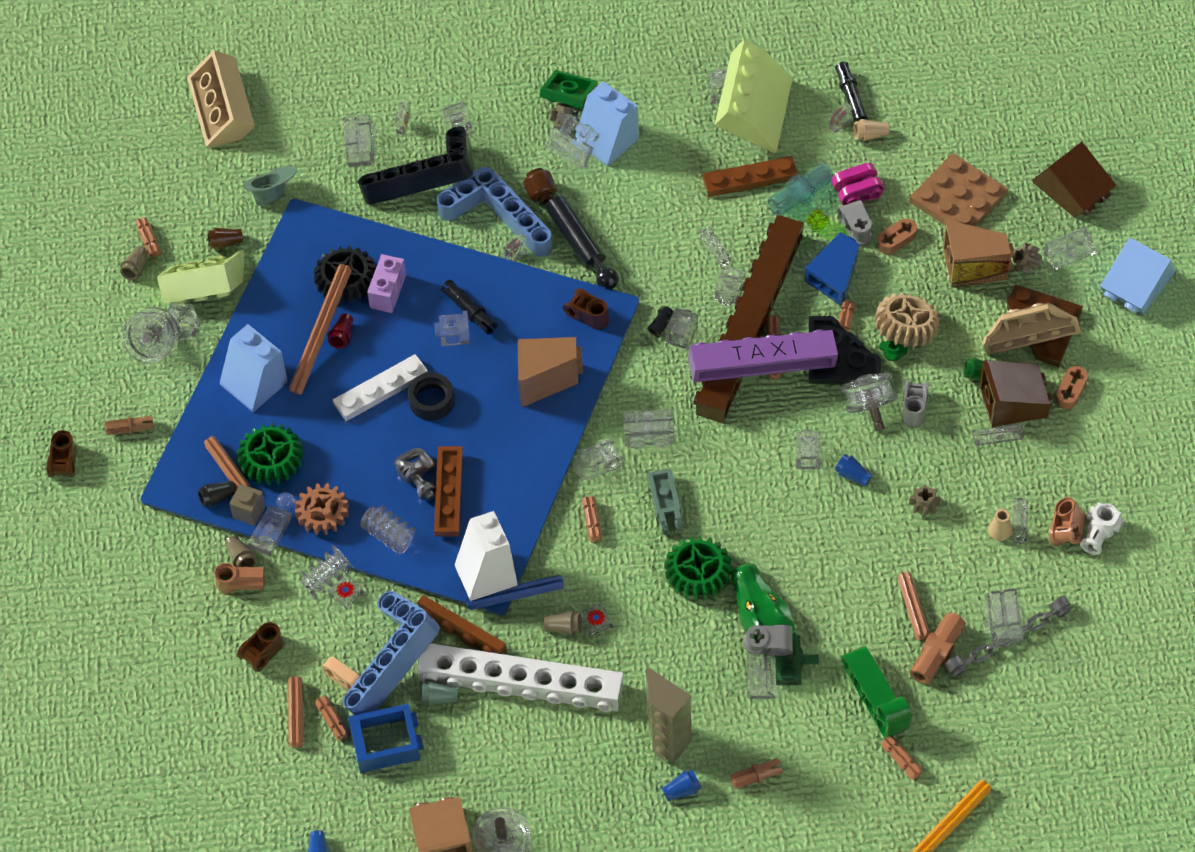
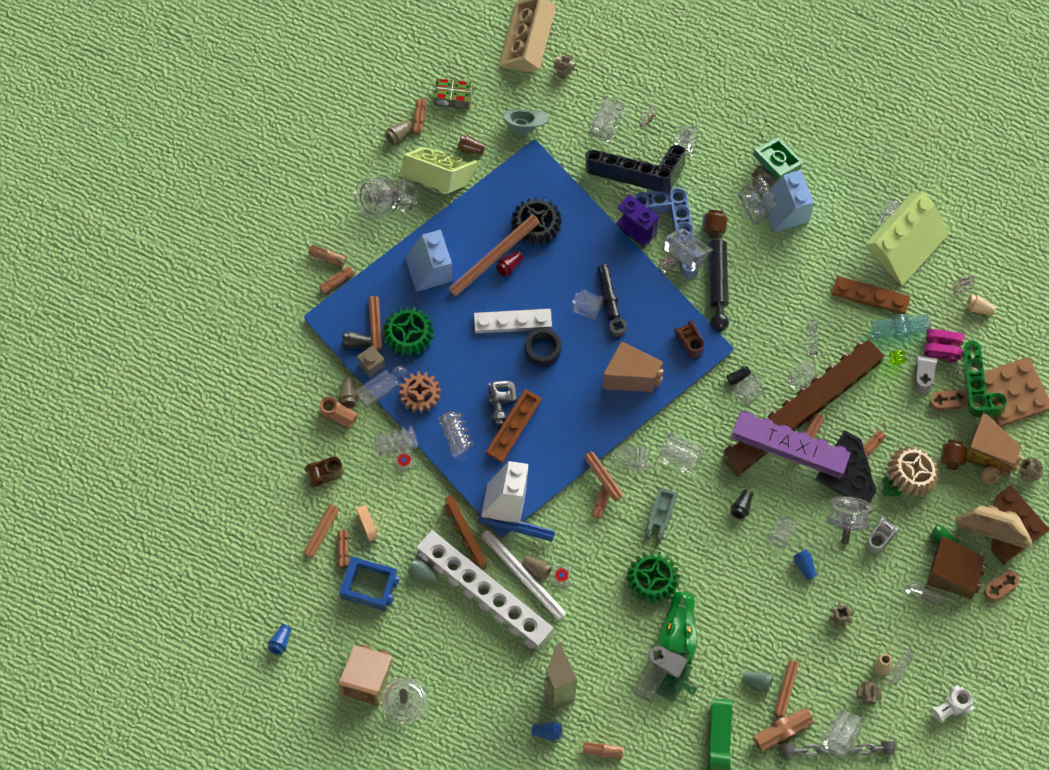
camera: 25 degrees right, 10 degrees up
(62, 459) = (268, 258): reddish brown piece -> none
(155, 445) = (336, 280): none -> nougat axle
(173, 195) = (453, 93): none -> piece
(279, 110) = (564, 65): none -> dark tan gear
(386, 283) = (561, 244): lavender brick -> none
(396, 657) = (408, 530): medium blue beam -> none
(457, 219) = (637, 221): none -> dark purple panel
(497, 330) = (615, 322): none -> dark grey bush
(528, 221) = (687, 248): none -> clear slope
(553, 639) = (523, 575): none -> white axle
(579, 492) = (603, 476): none -> nougat axle
(747, 447) = (741, 507): none -> pearl dark grey cone
(834, 268) = (887, 401): blue slope -> none
(844, 73) = (989, 248): black pin -> none
(879, 612) = (758, 680): none -> sand green cone
(897, 179) = (978, 378): none -> green beam
(938, 283) = (953, 454): none -> reddish brown head
(988, 284) = (990, 475): none -> tan plate
(1004, 562) = (868, 693): none -> dark tan gear
(1067, 522) = (933, 688): nougat piece -> none

